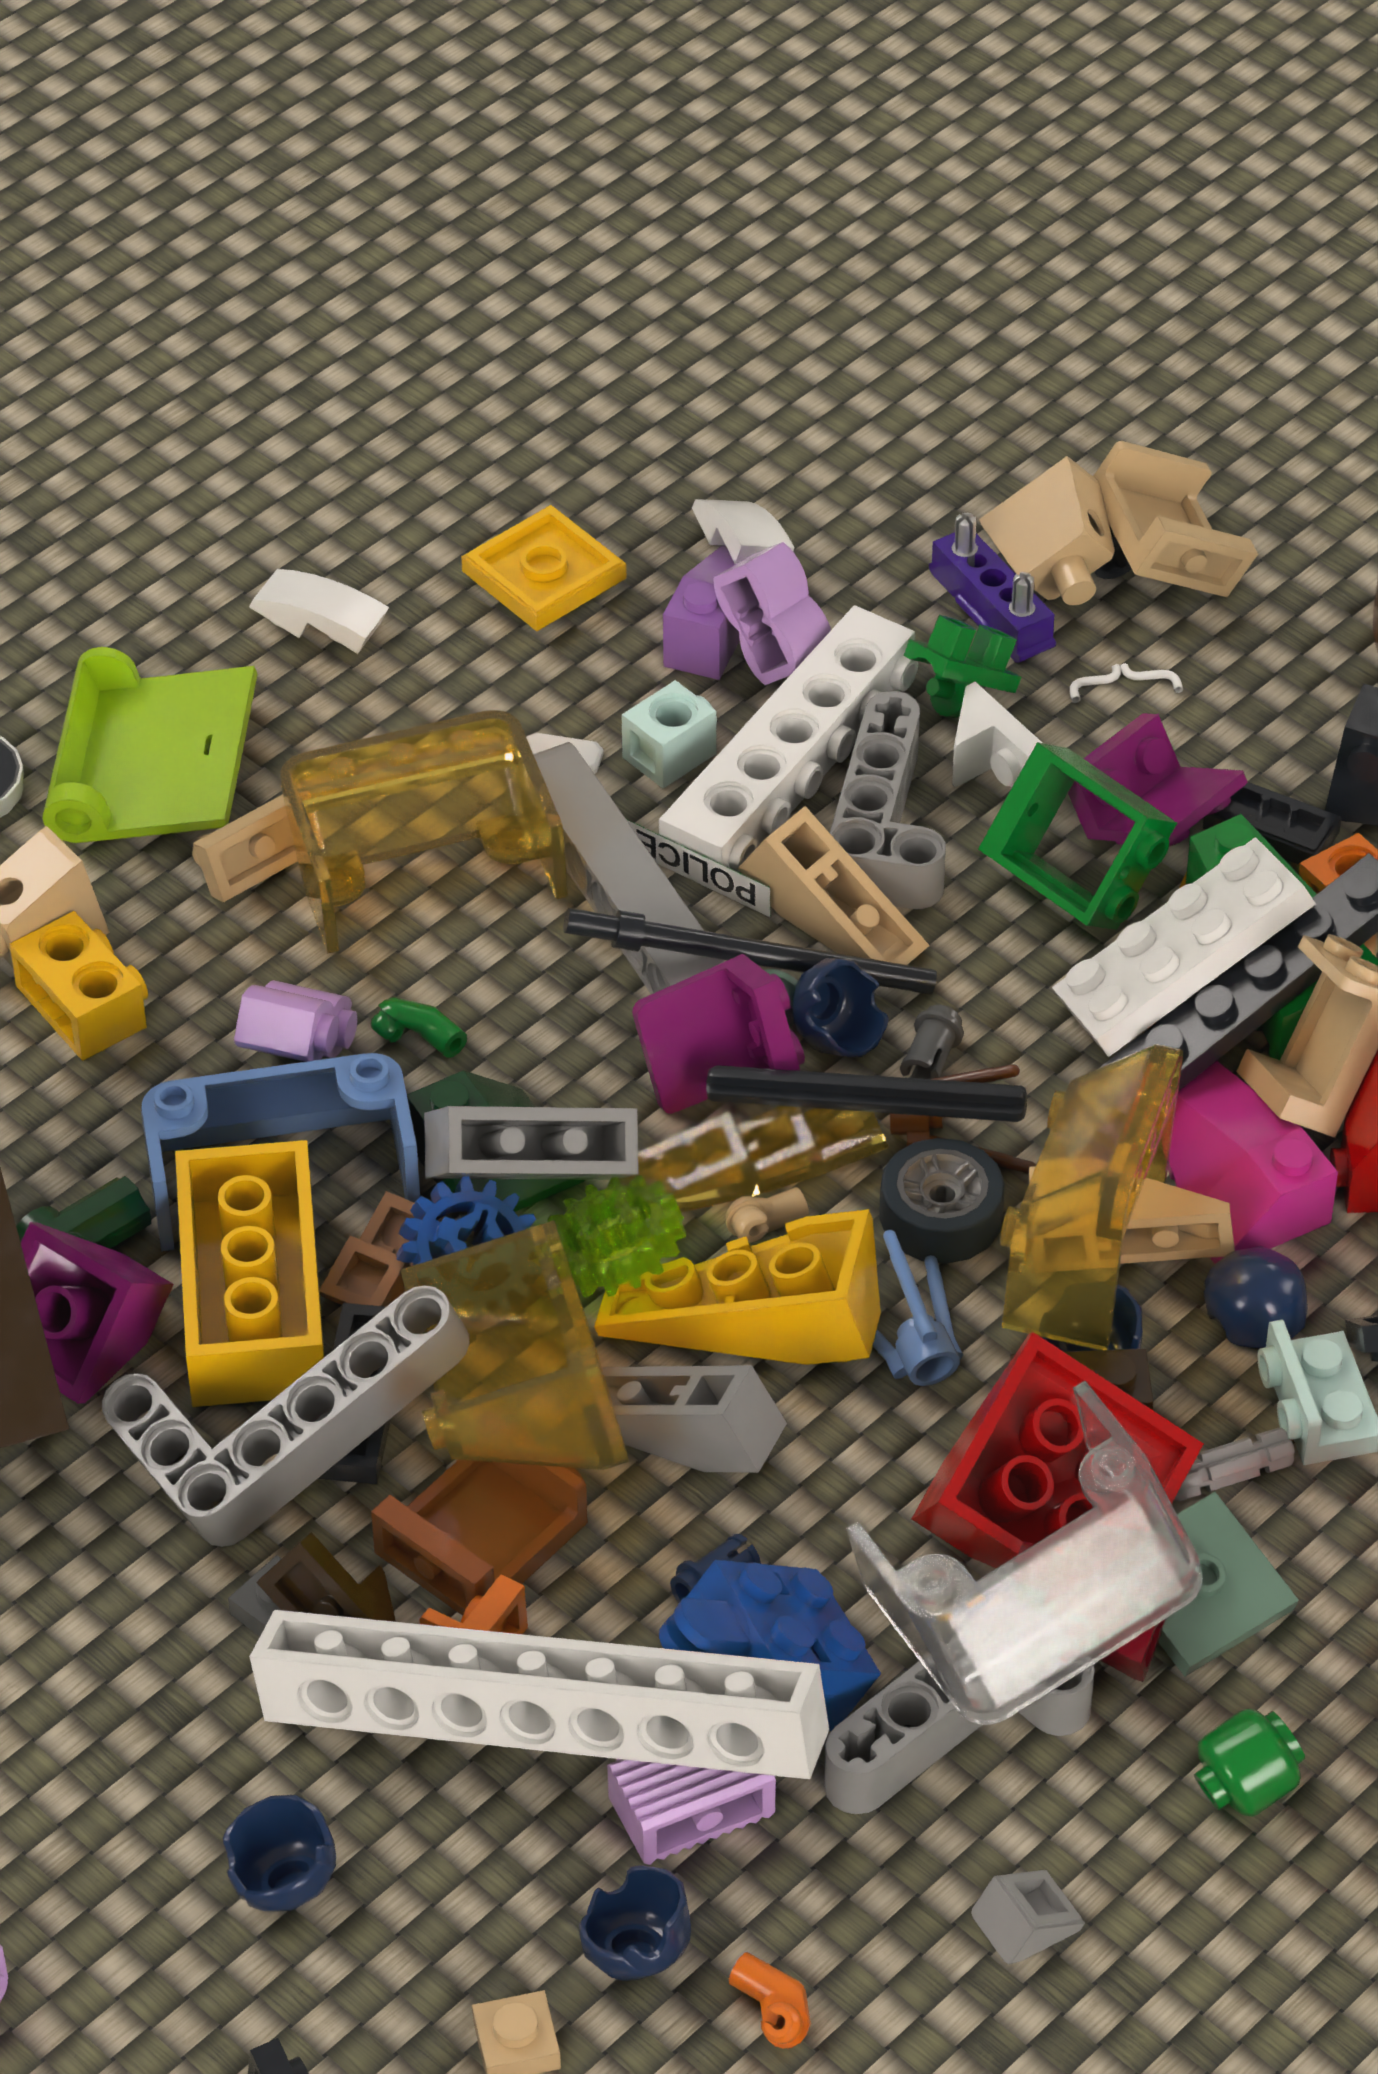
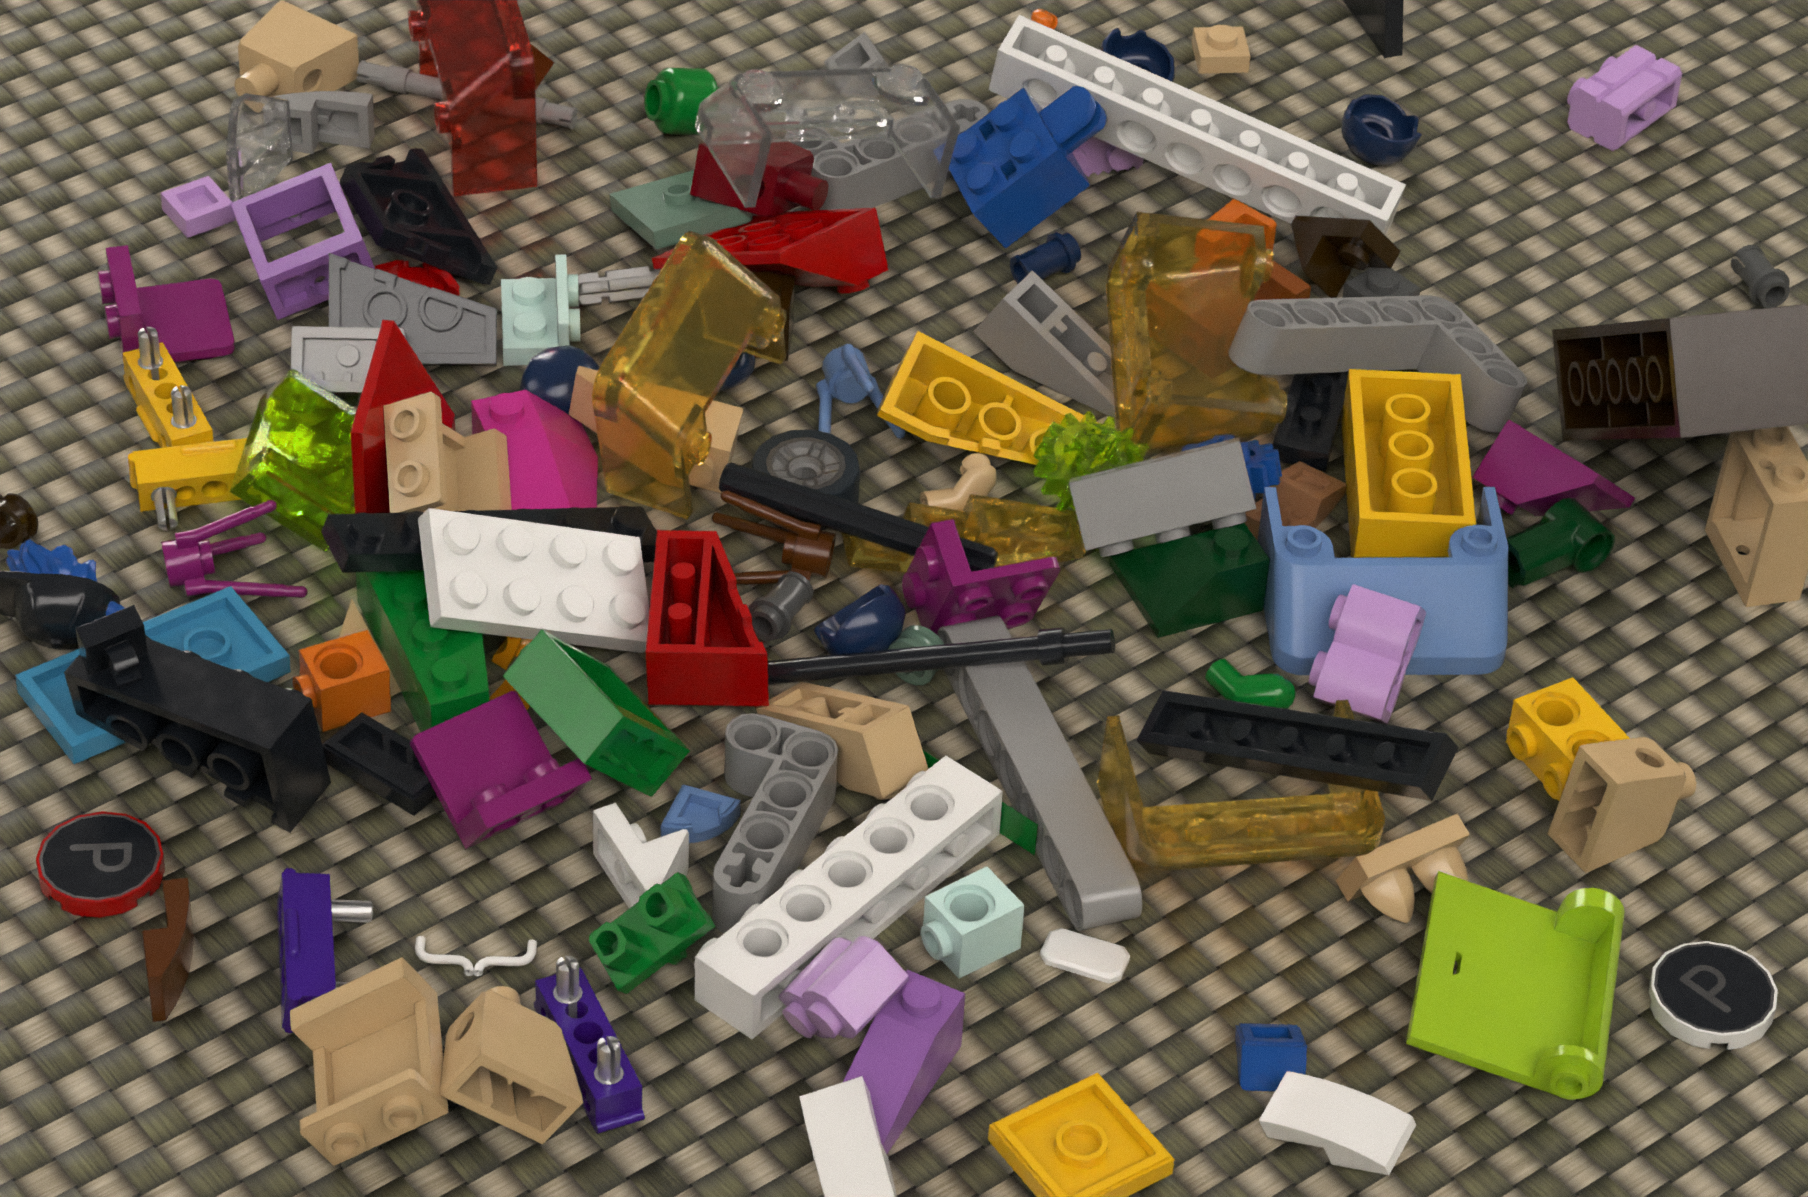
camera: 175 degrees left, 5 degrees down
(372, 844) = (1299, 744): none -> black plate
(381, 679) = (1268, 1053): none -> blue slope
(961, 826) = (701, 813): none -> medium blue tile
(1003, 968) = (699, 629): none -> red wedge
(1272, 640) = (307, 937): none -> dark purple piece

